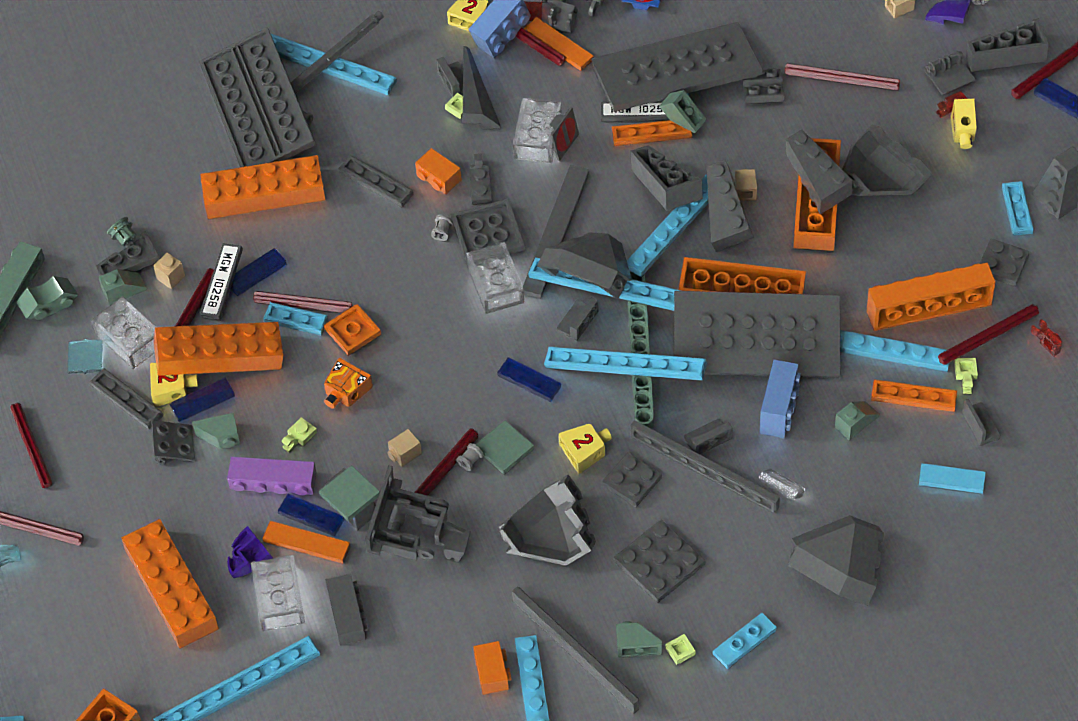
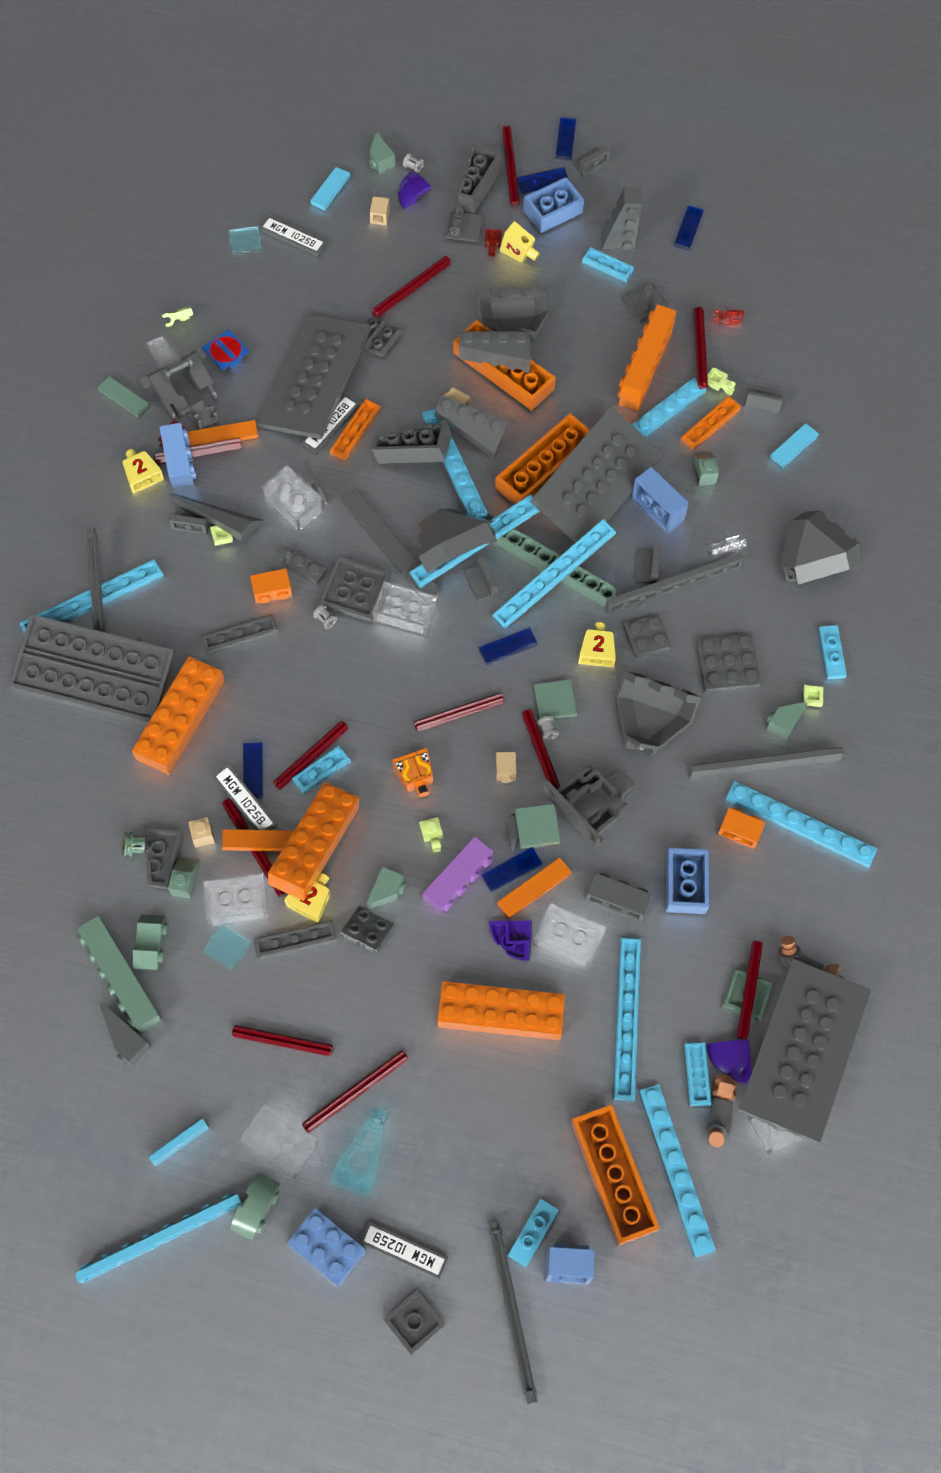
camera: 60 degrees left, 10 degrees up
(185, 304) = (255, 840): none -> orange tile
(202, 399) = (342, 884): clear blue tile -> none
(352, 329) = (367, 735): orange plate -> none
(400, 651) = (687, 881): none -> medium blue brick
(432, 382) = (459, 712): none -> axle
(683, 111) = (361, 396): sand green slope -> none
(1036, 122) = (553, 205): none -> medium blue brick

